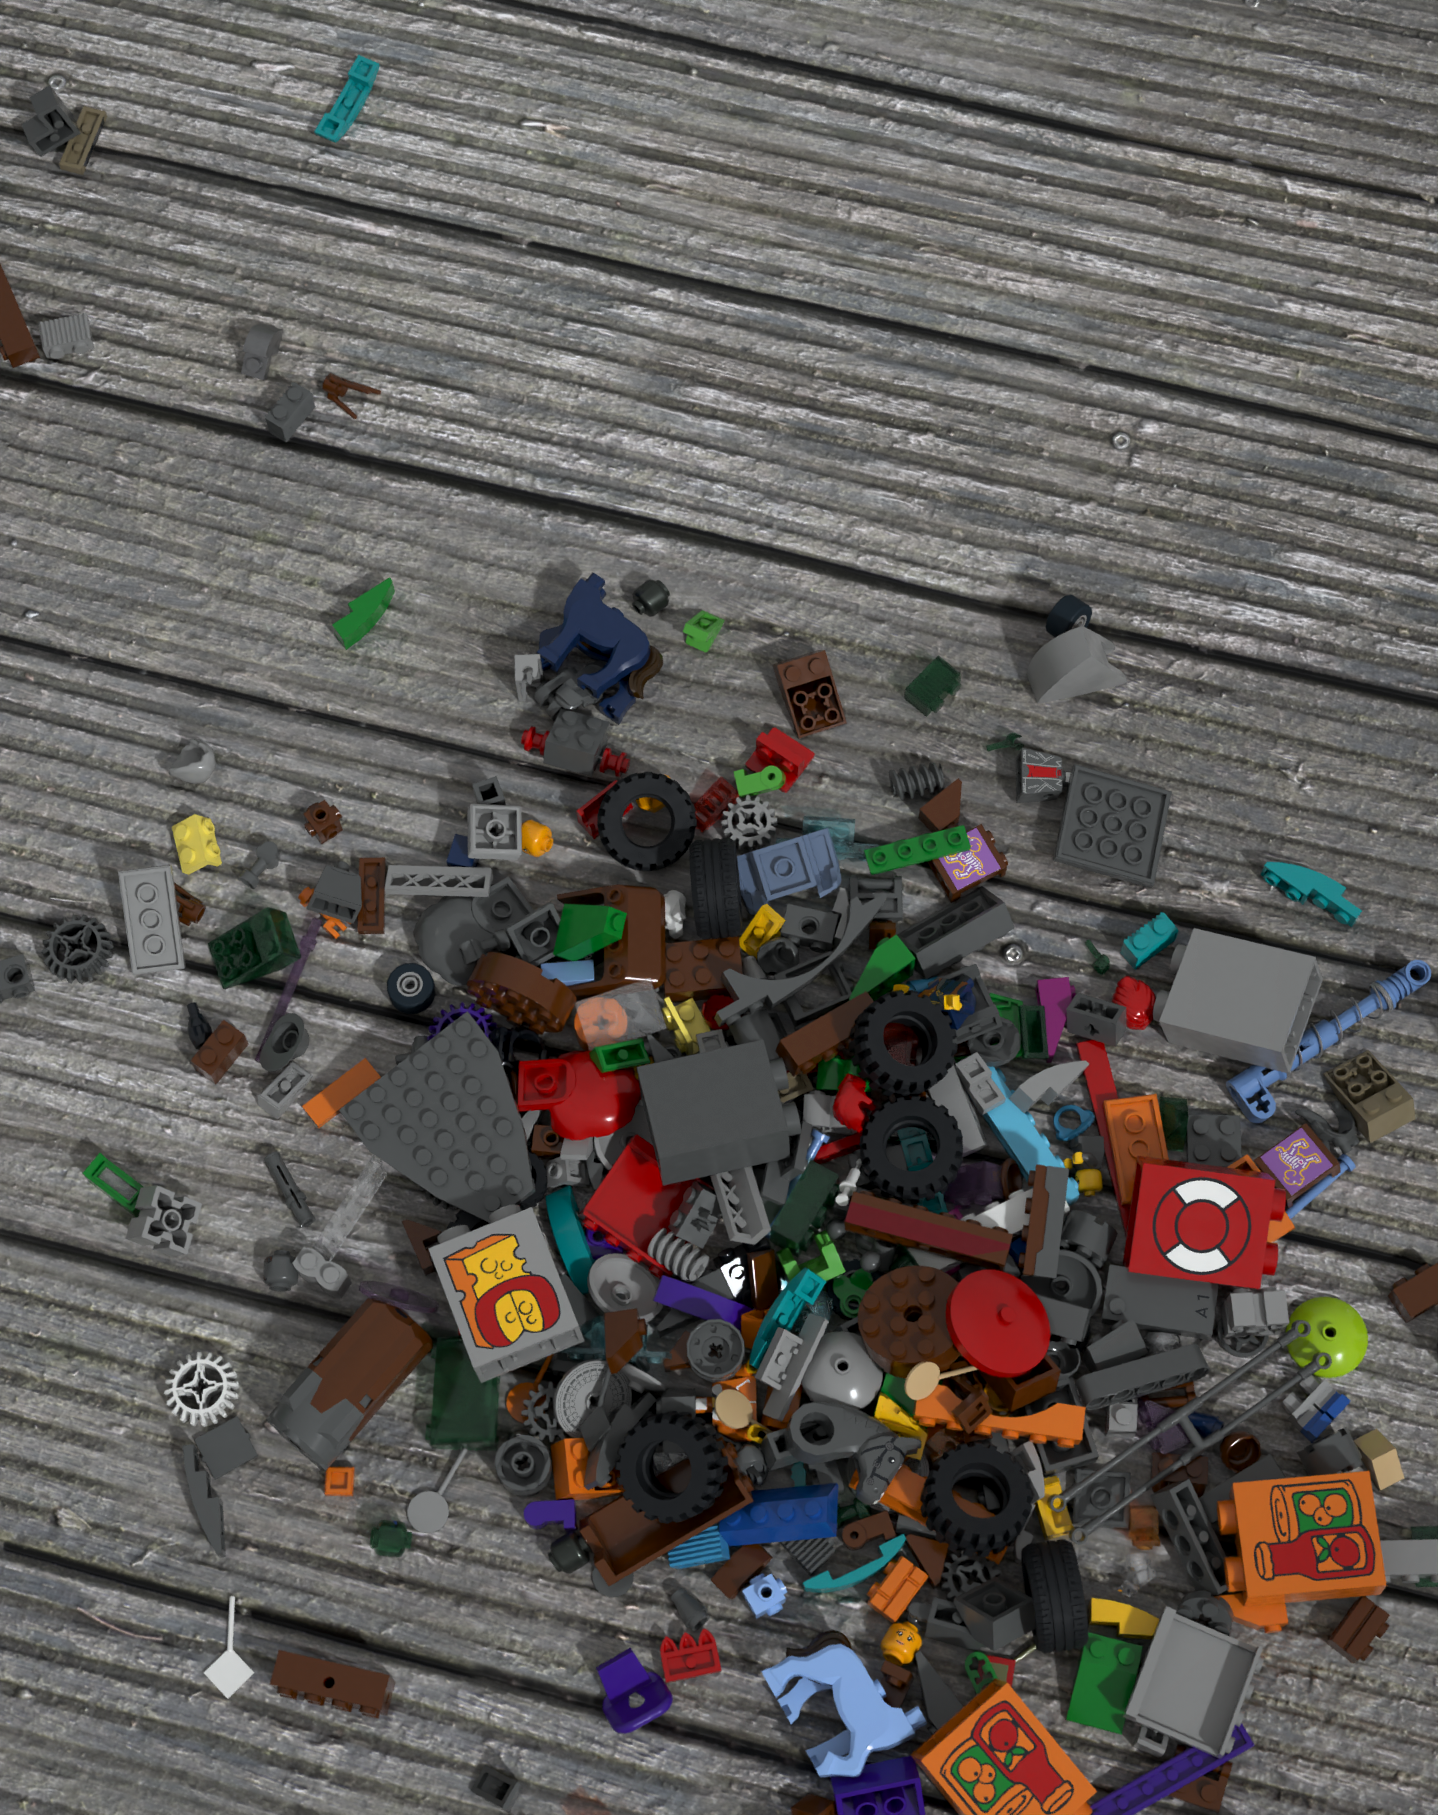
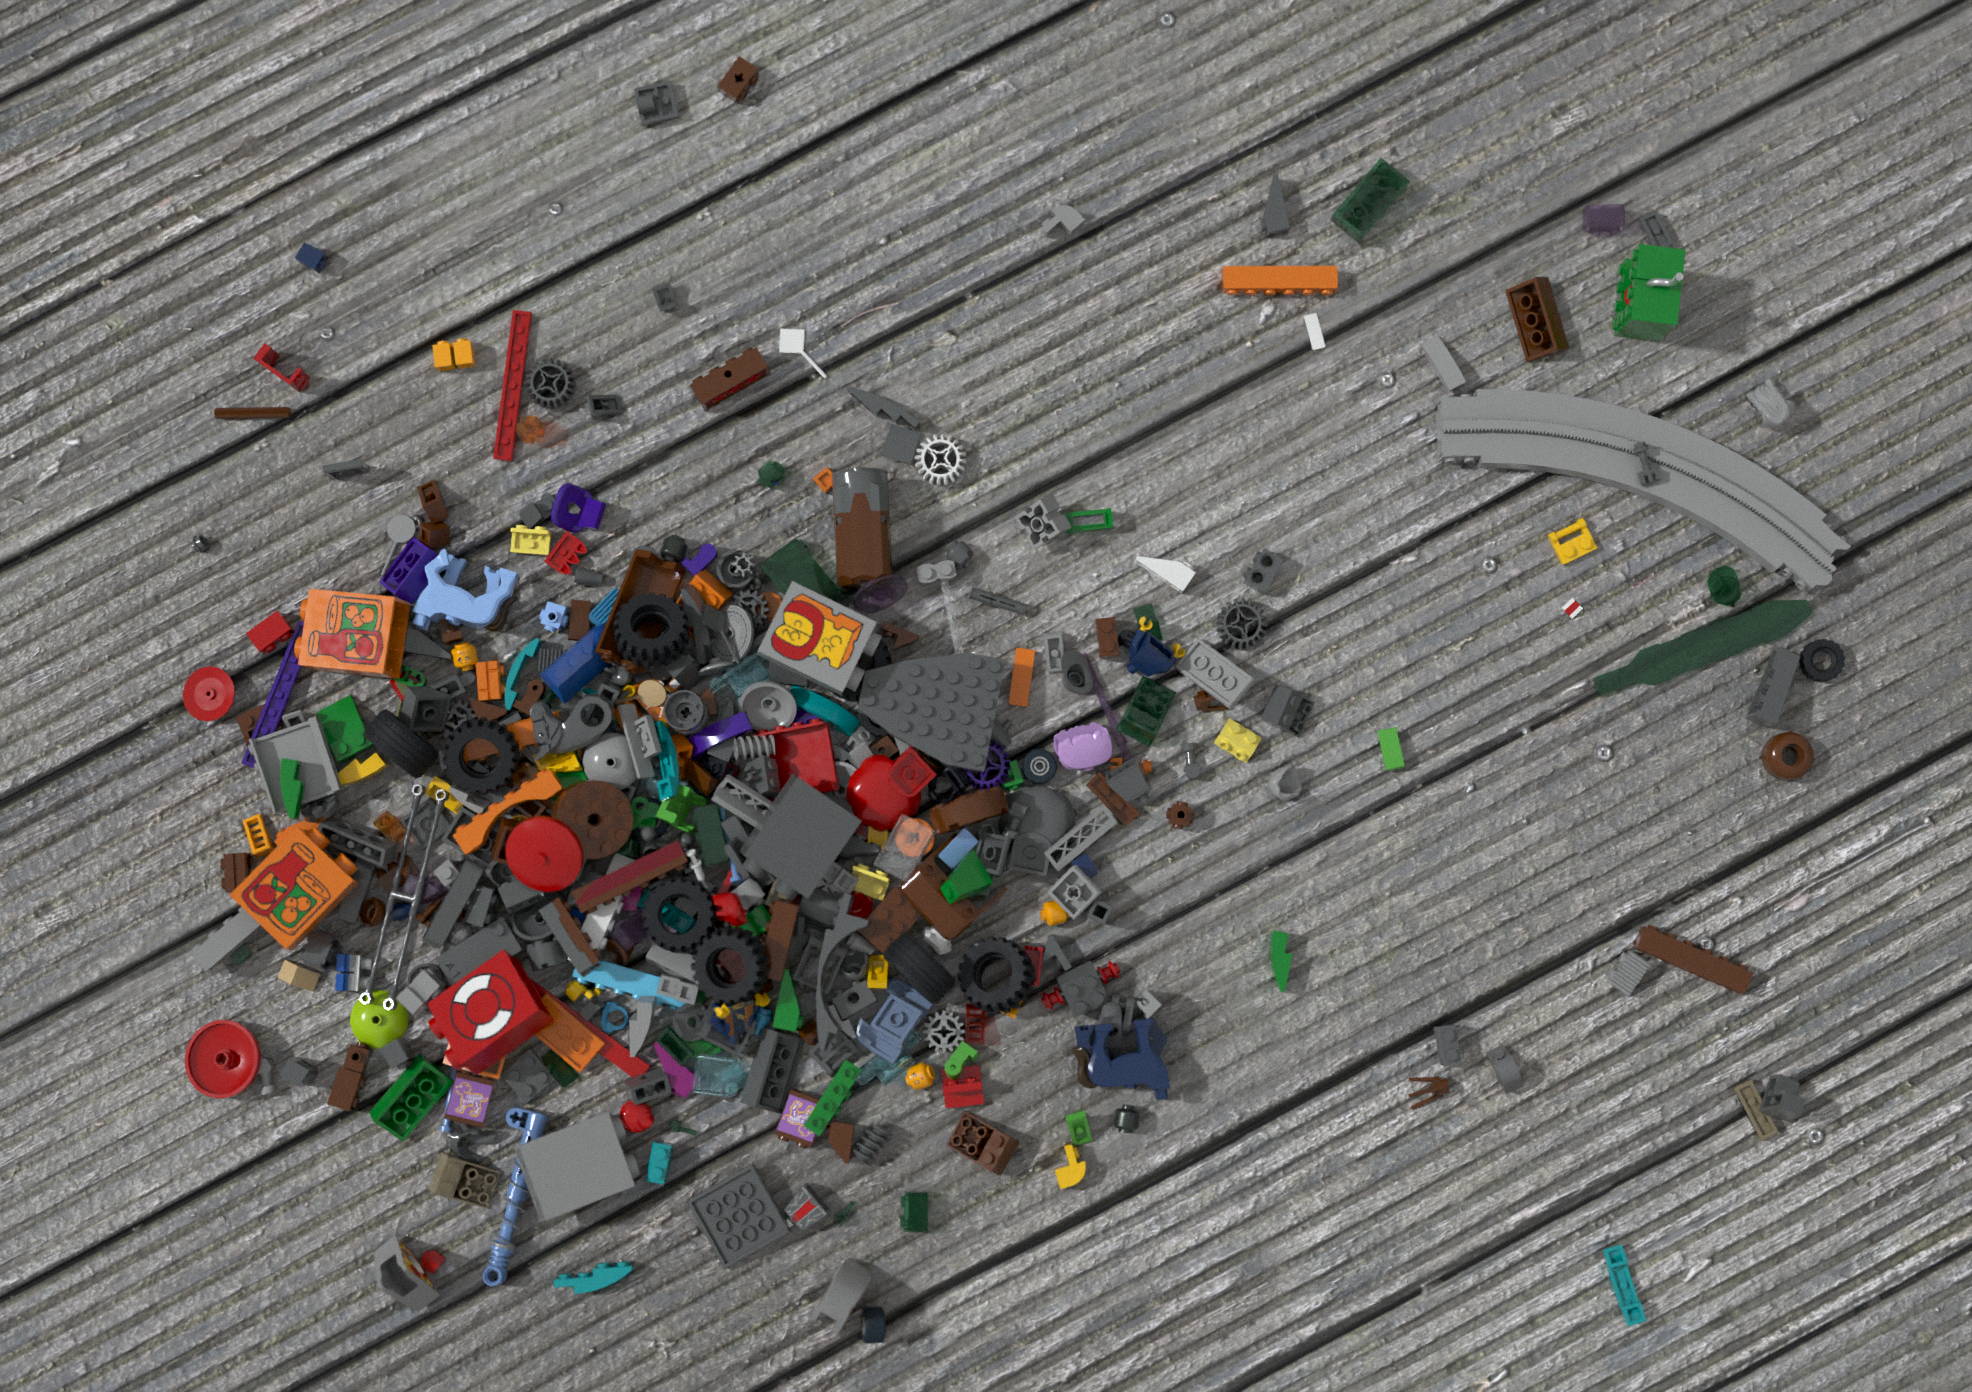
camera: 135 degrees right, 15 degrees up
(63, 708) = (1391, 749): none -> bright green slope
(91, 1056) = (1171, 572): none -> white slope
(120, 828) = (1287, 710): none -> dark grey slope
(168, 1030) = (1148, 612): none -> clear green slope
(193, 995) = (1150, 654): none -> dark blue torso
(348, 965) = (1083, 746): none -> lavender animal
(429, 1509) = (767, 507): light grey piece -> none
(442, 1000) = (1014, 772): none -> green bracket
(518, 1452) = (739, 569): none -> light grey gear
(569, 800) = (1051, 949): none -> dark grey slope
(620, 1055) = (883, 825): green slope -> none
(623, 1337) = (740, 675): reddish brown slope -> none
(677, 1734) = (537, 512): none -> dark grey slope
(716, 1707) = (530, 541): none -> light yellow bracket
(747, 595) = (1072, 1173): none -> yellow brick
(812, 801) = (920, 1076): none -> light orange head
(925, 1378) = (557, 790): tan piece -> none
(974, 1408) = (519, 798): reddish brown bracket -> none
(1015, 970) = (718, 1075): none -> clear light blue tile
(1137, 1574) = (374, 800): clear animal -> none
(1217, 1658) = (291, 787): none -> green slope
(1310, 1656) = (256, 851): none -> light orange slope
(1335, 1275) = (398, 1054): none -> dark grey brick
(1358, 1223) = (411, 1097): none -> green slope
(1382, 1314) = (358, 1057): none -> reddish brown brick

